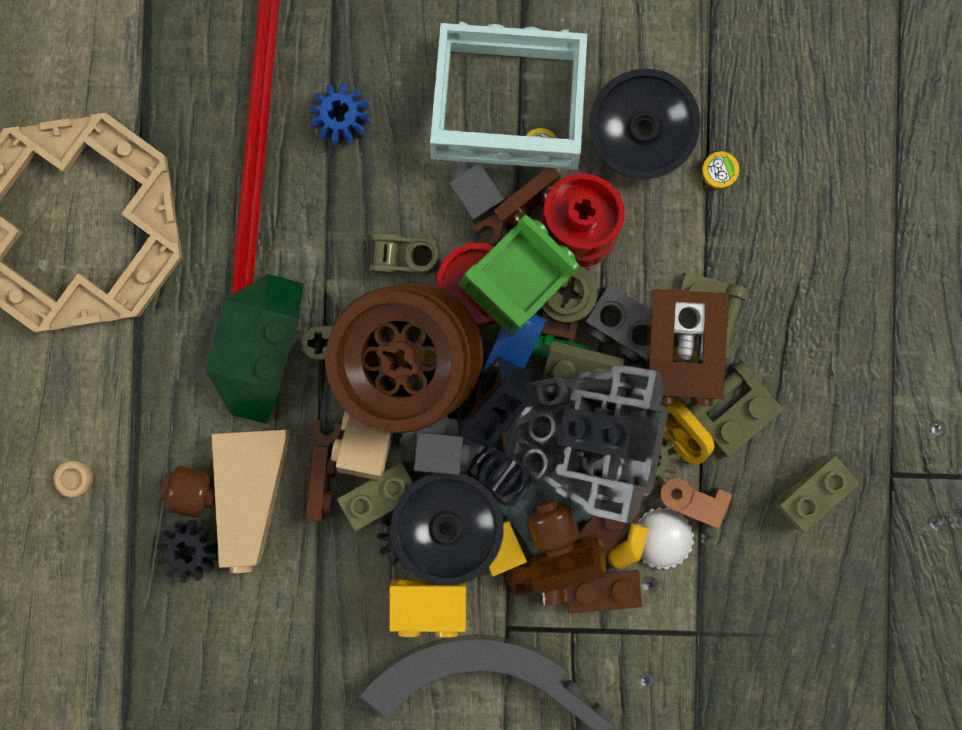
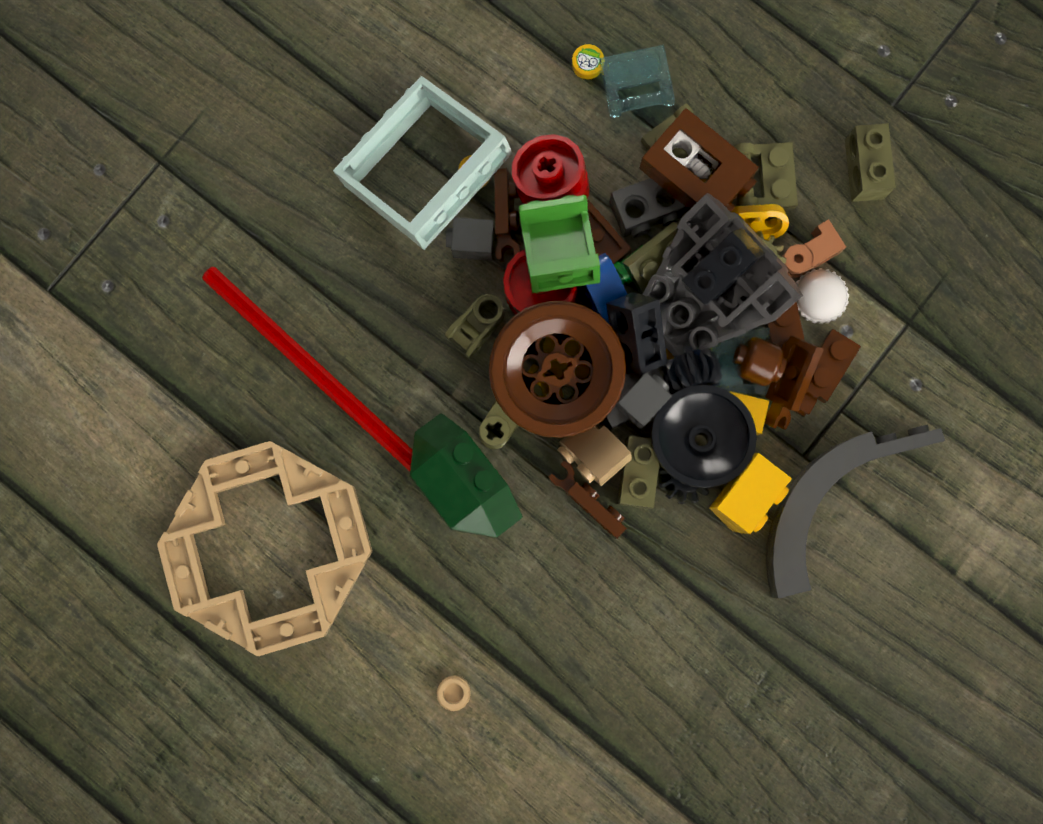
camera: 55 degrees left, 5 degrees down
(185, 563) = (579, 655): black gear -> none
(187, 491) = (529, 611): reddish brown head -> none
(246, 490) = (560, 567): tan slope -> none
(327, 111) = (335, 281): blue gear -> none
(575, 309) = (612, 229): olive gear -> none
(629, 550) = (814, 323): yellow arm -> none
(644, 98) = (510, 64): black dish -> none
(742, 219) = (635, 70): none -> clear light blue plate

